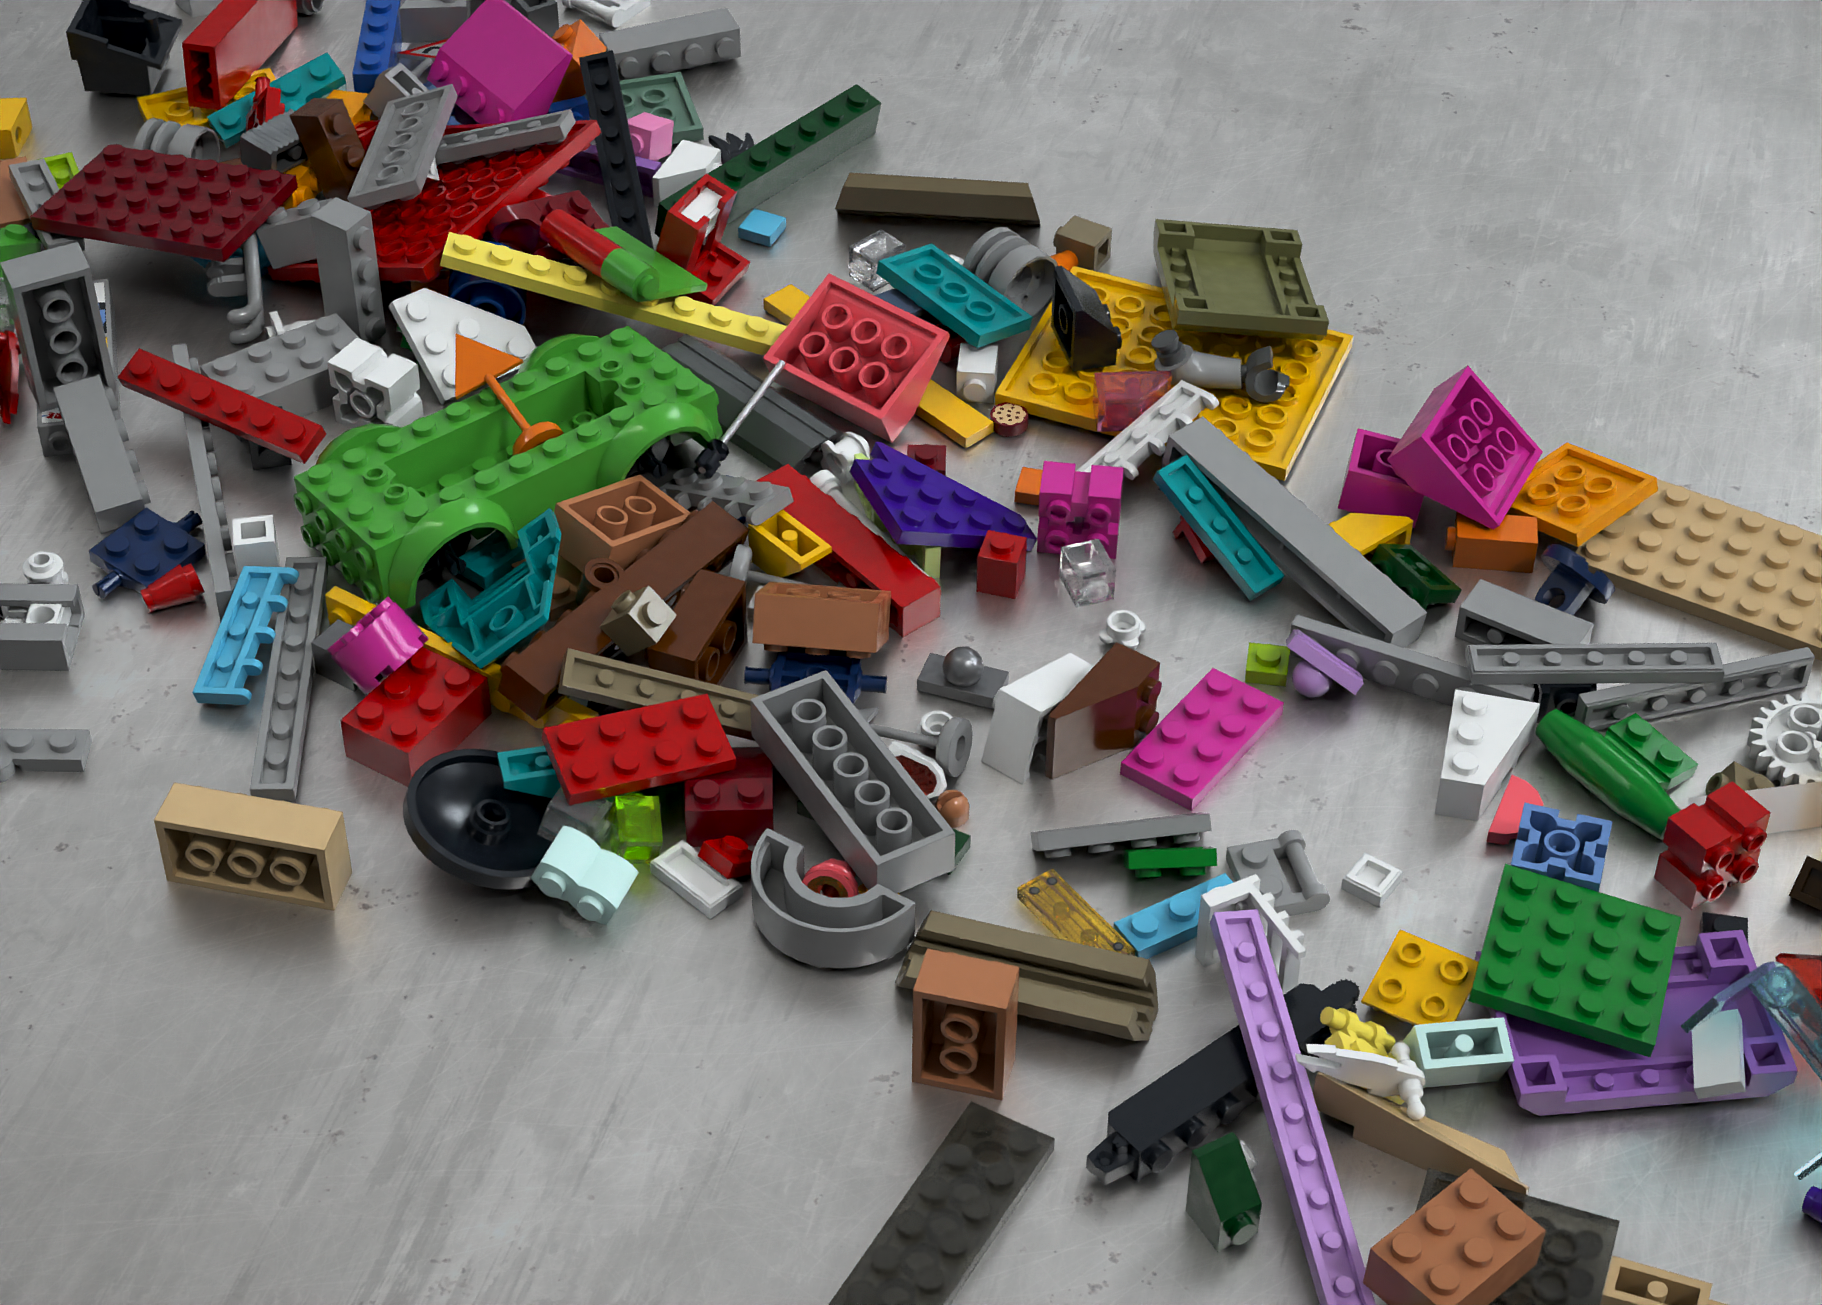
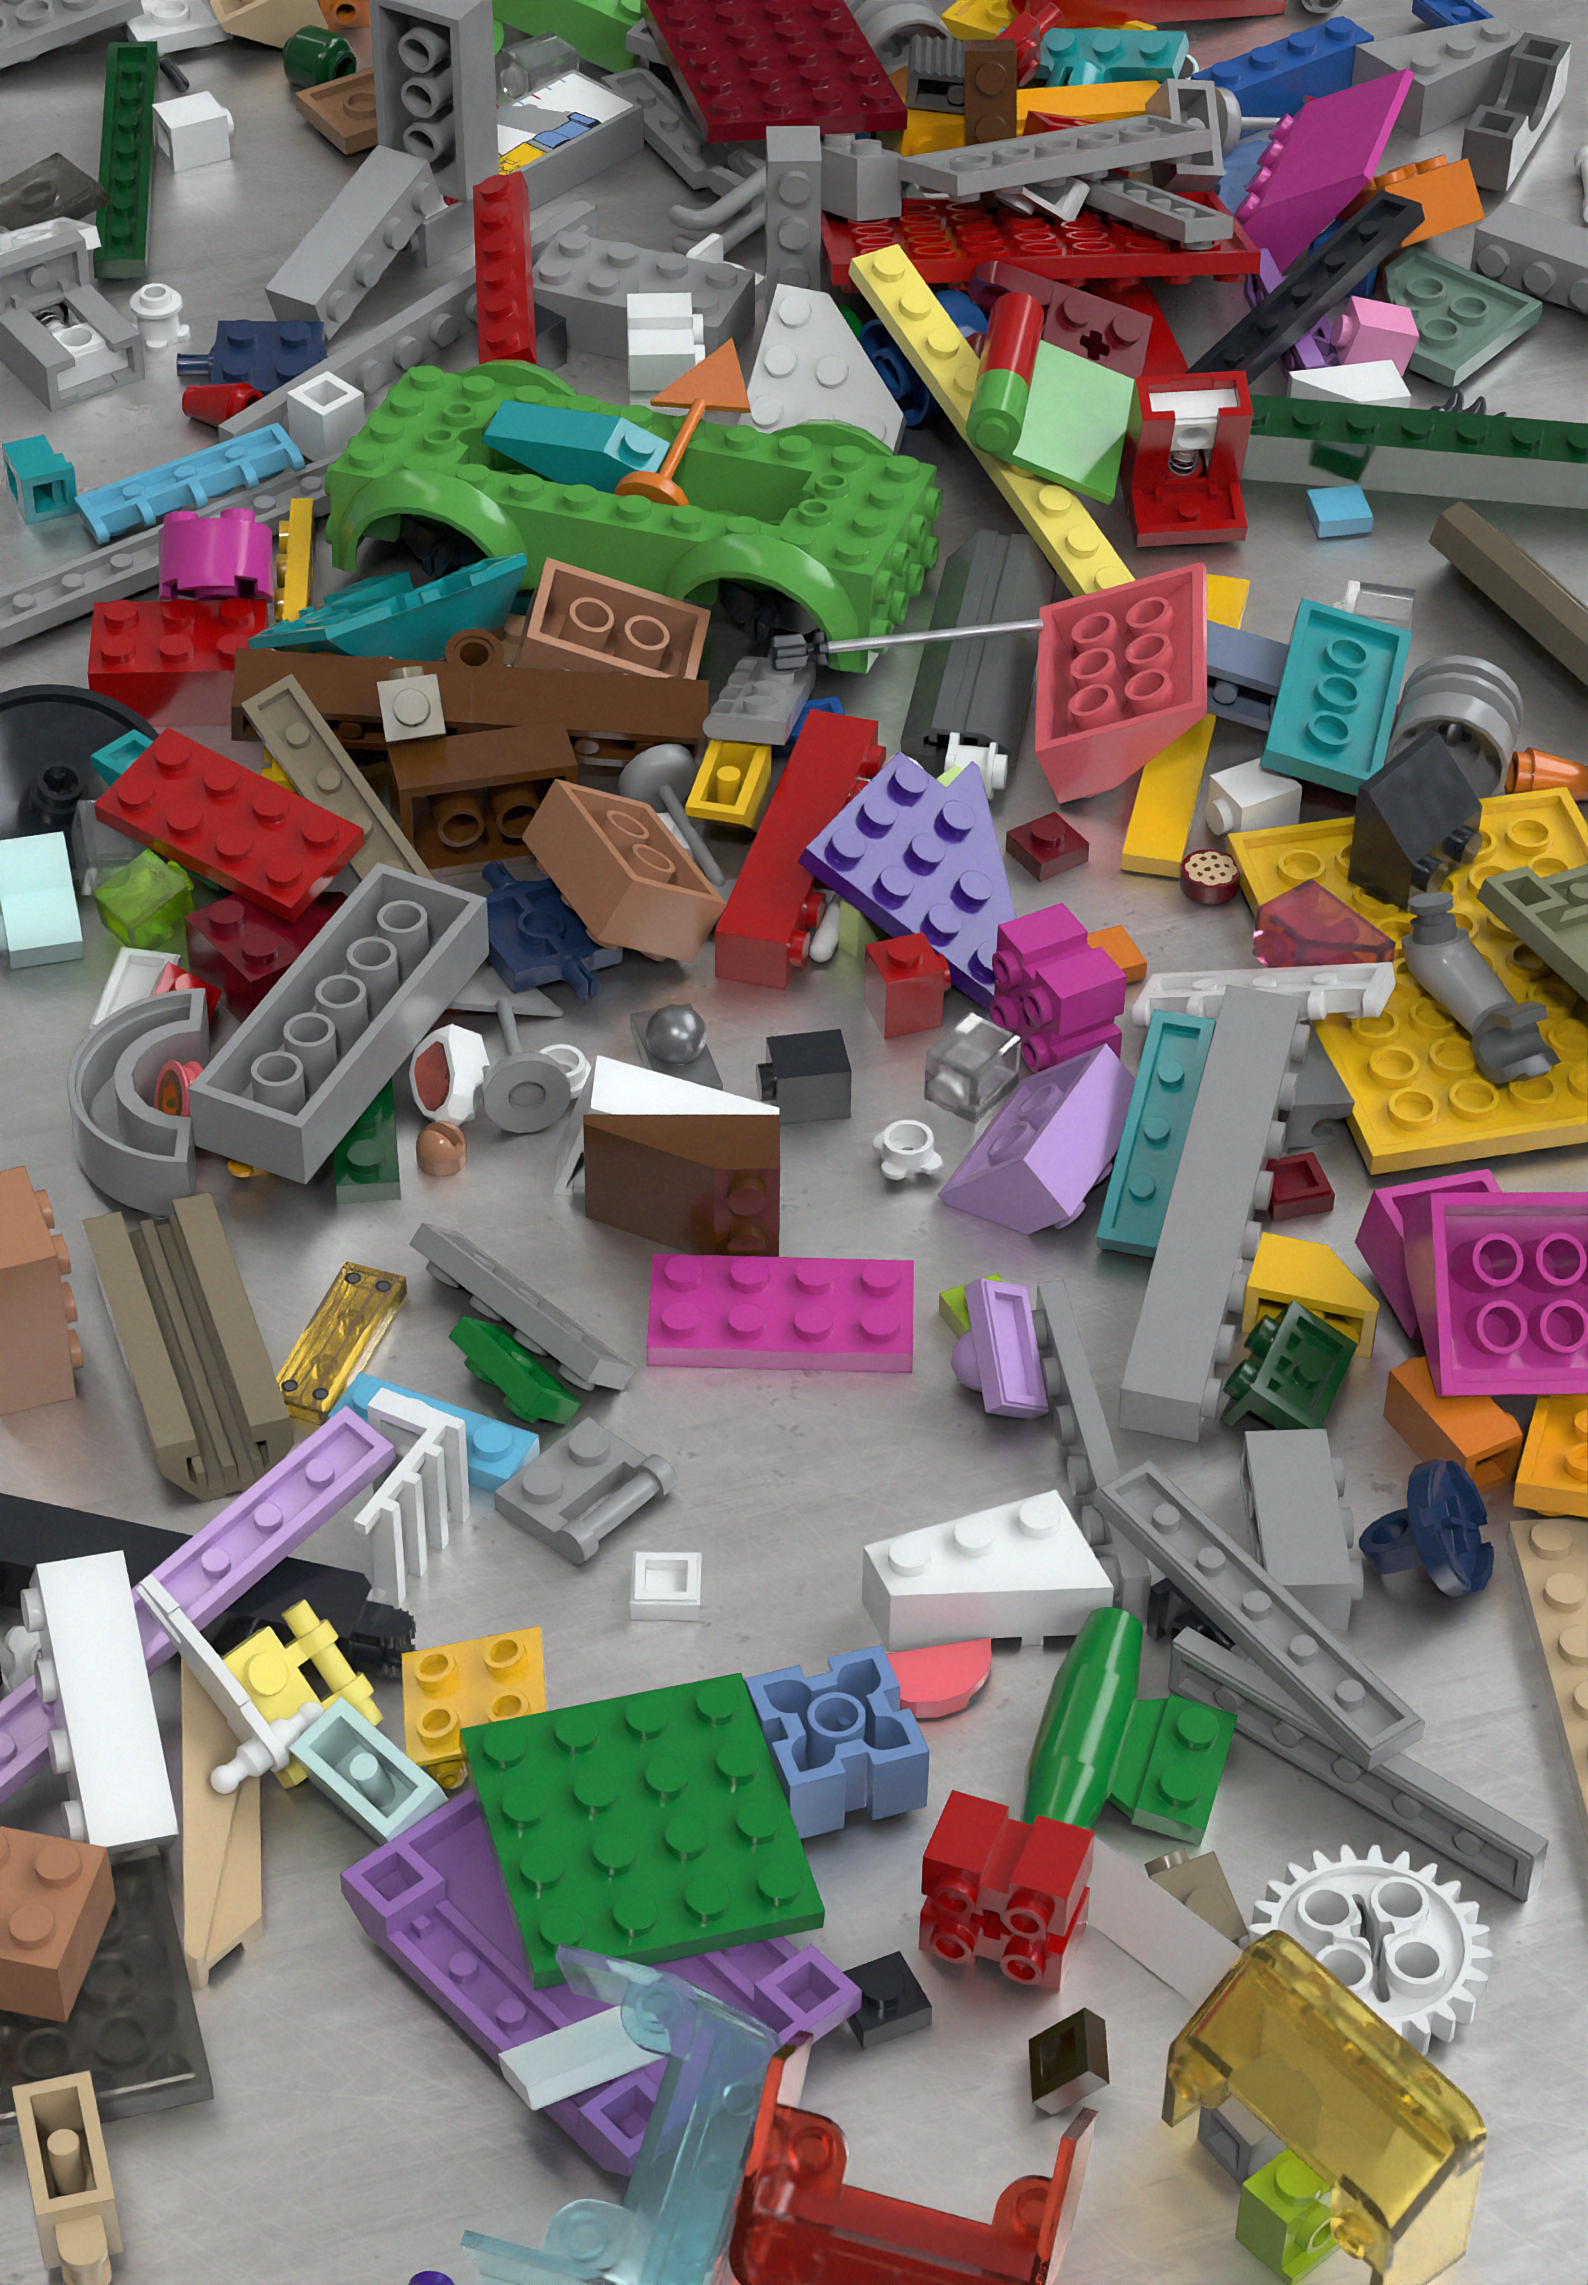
camera: 55 degrees right, 0 degrees up
(148, 286) = (670, 126): none -> light grey plate
(154, 700) = (39, 480): none -> teal brick
(463, 445) = (574, 444): none -> teal slope
(1037, 635) = (806, 1076): none -> black brick
(1170, 576) = (1046, 1145): none -> lavender slope
(1346, 1129) = (100, 1704): none -> white brick

